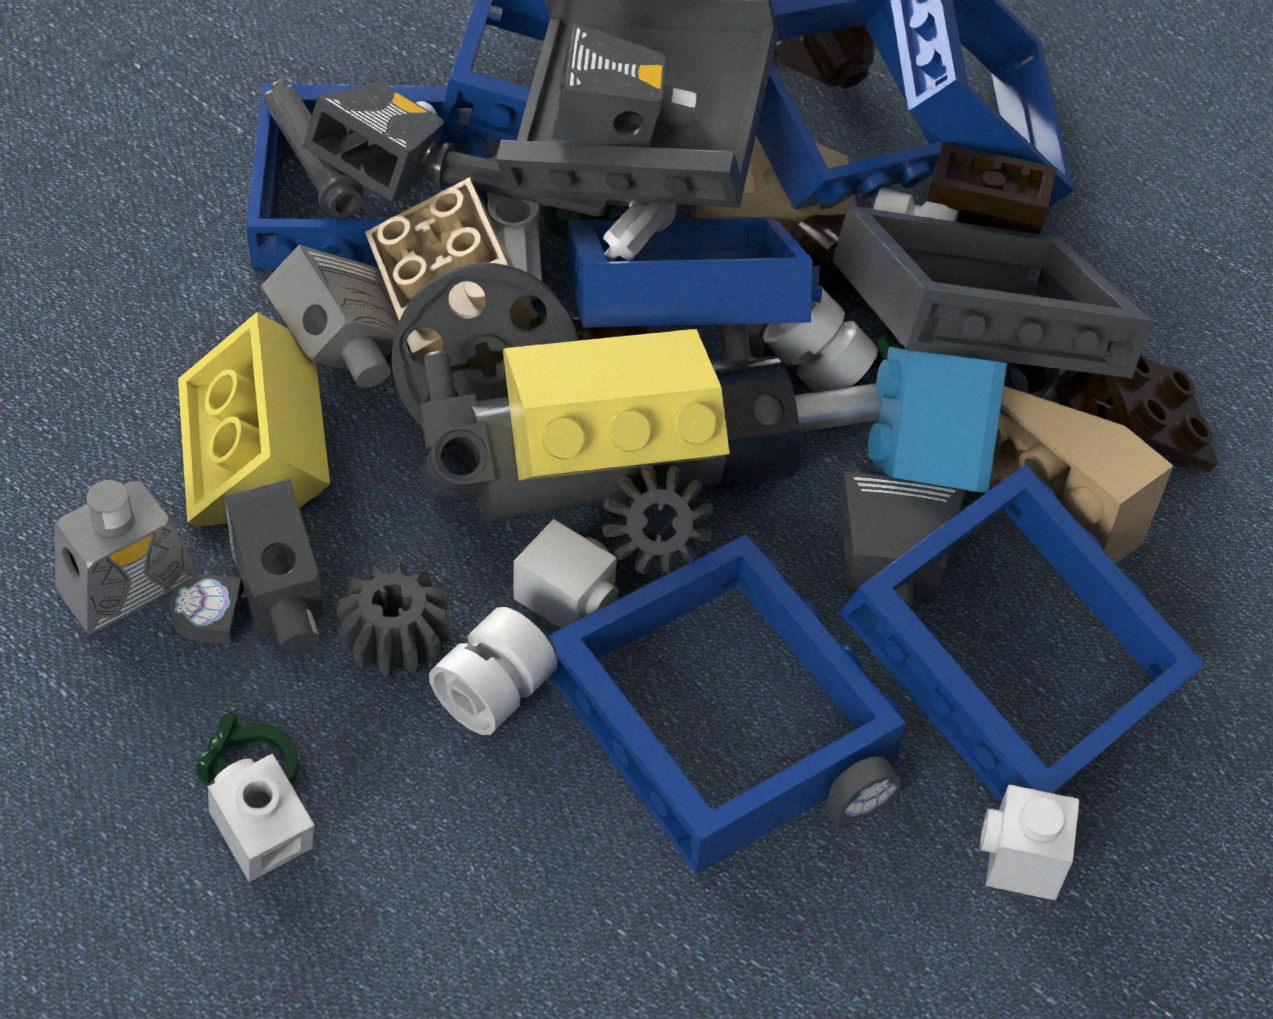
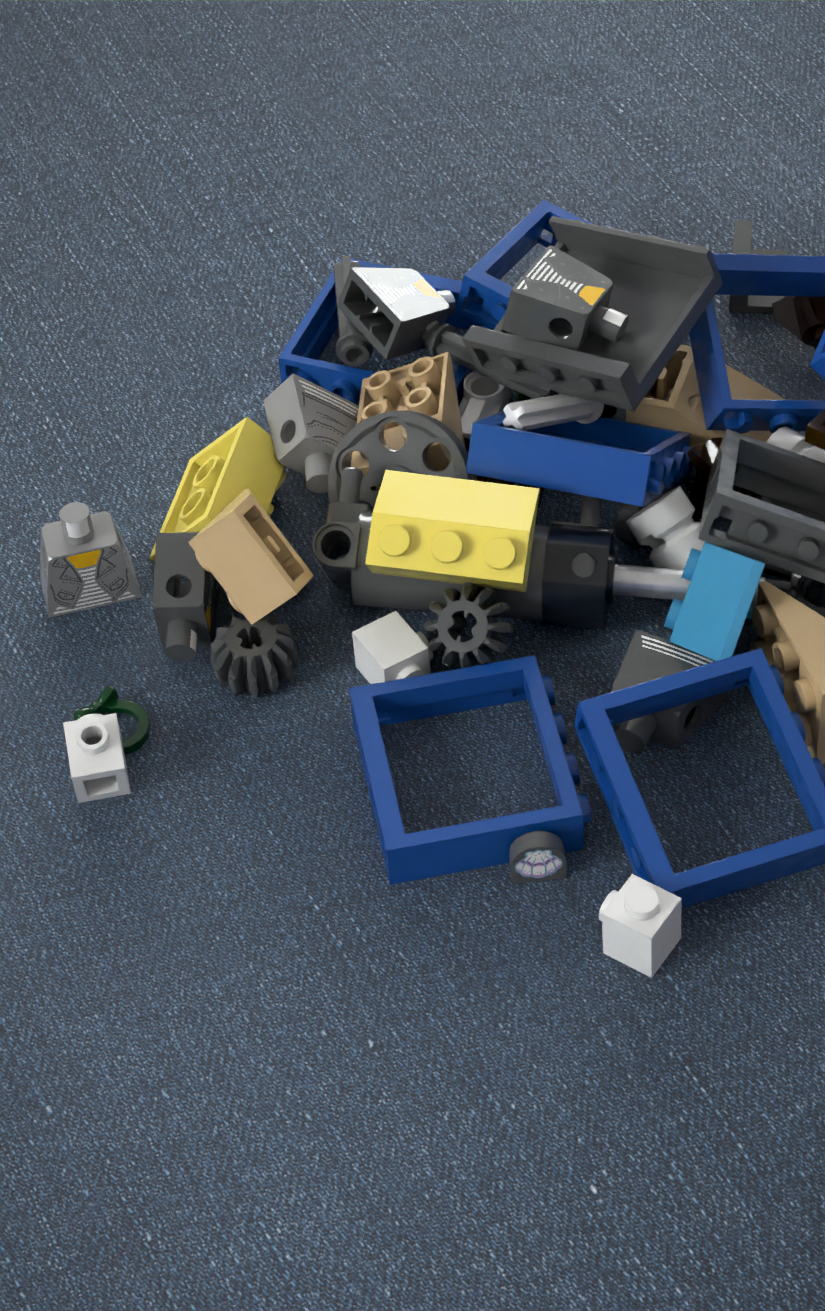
camera: 30 degrees right, 5 degrees down
(207, 608) = (131, 618): tile -> none
(361, 495) = (250, 558): none -> tan slope
(490, 673) = (301, 706): white wheel -> none

